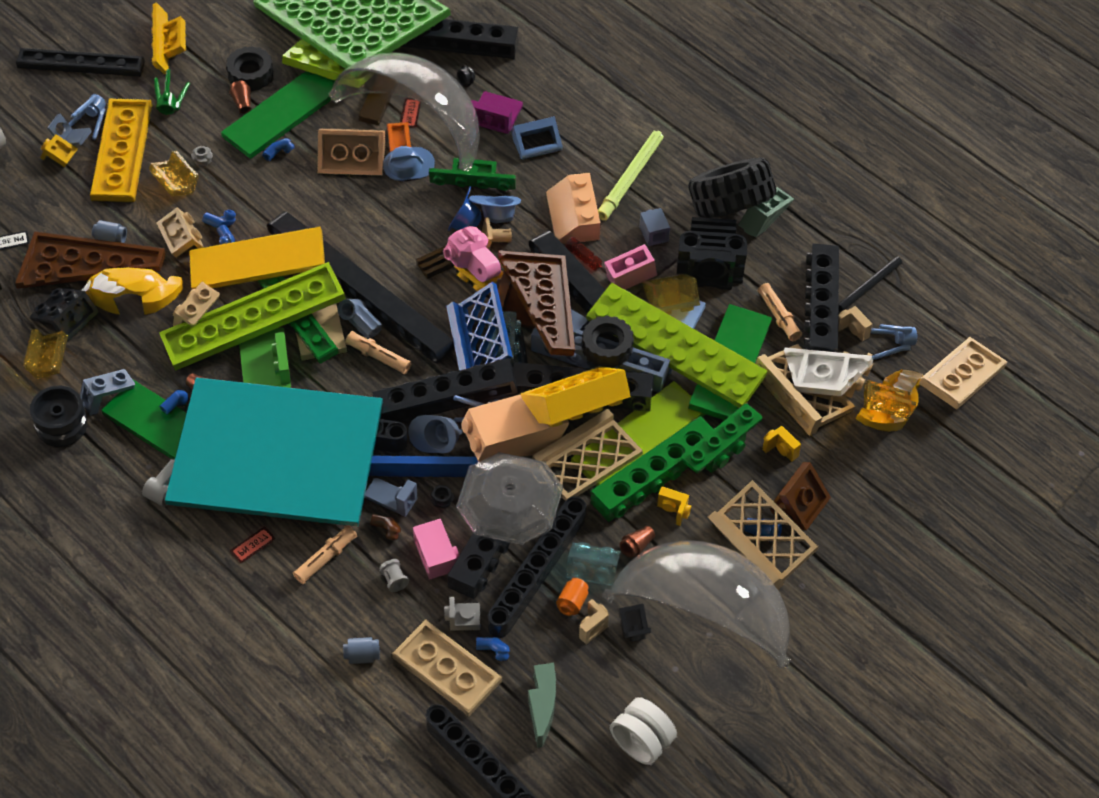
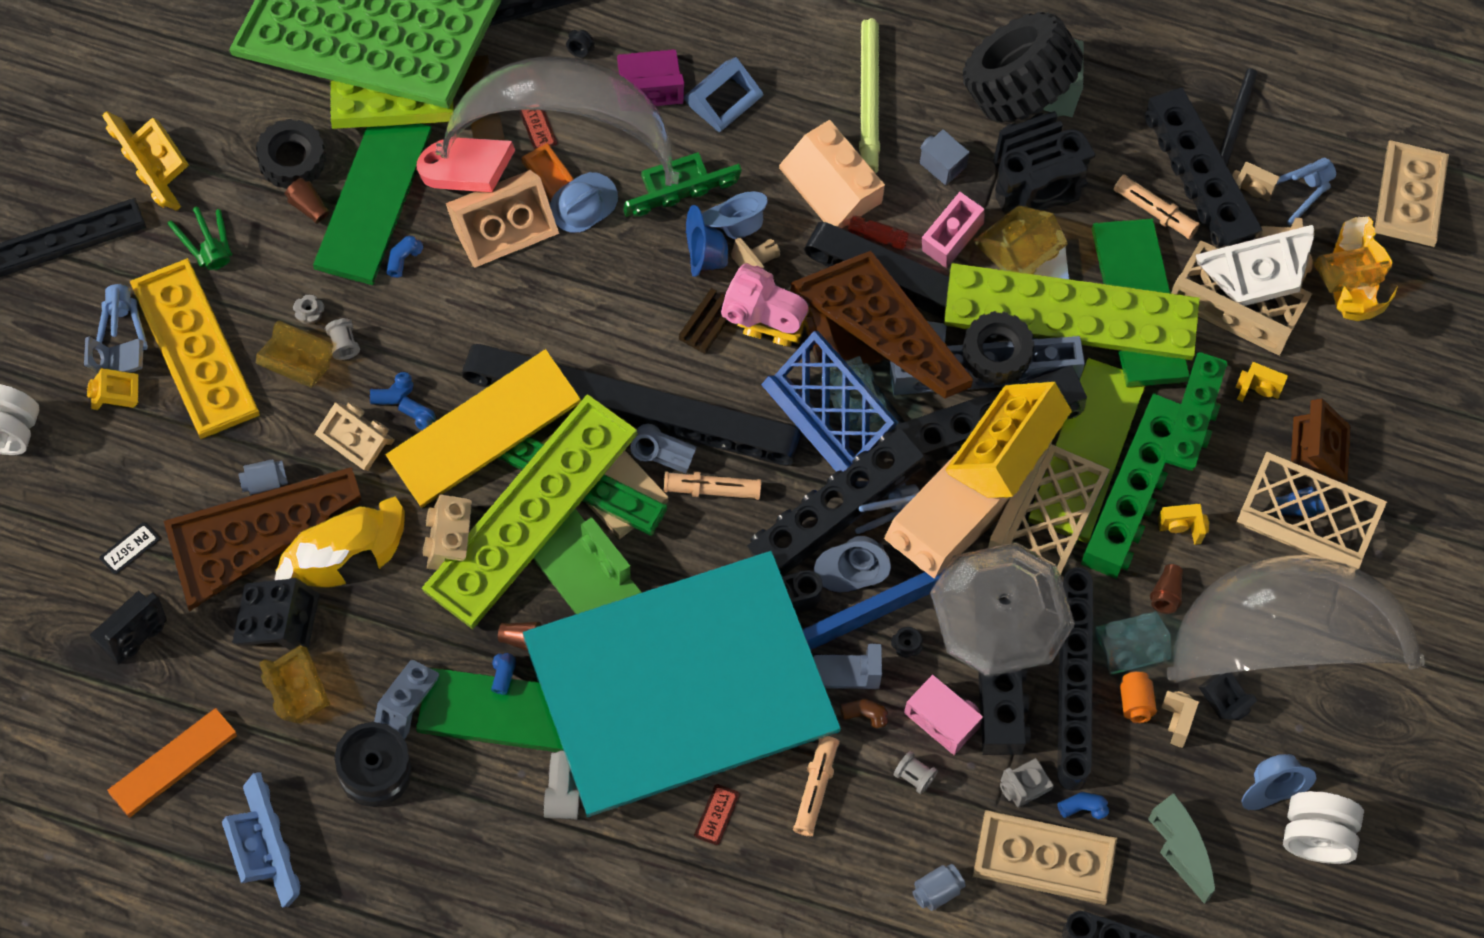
camera: 30 degrees left, 10 degrees up
(209, 178) = (342, 339): none -> light grey bush
(348, 112) = (470, 164): none -> coral tile
(624, 690) = (1276, 781): none -> medium blue piece

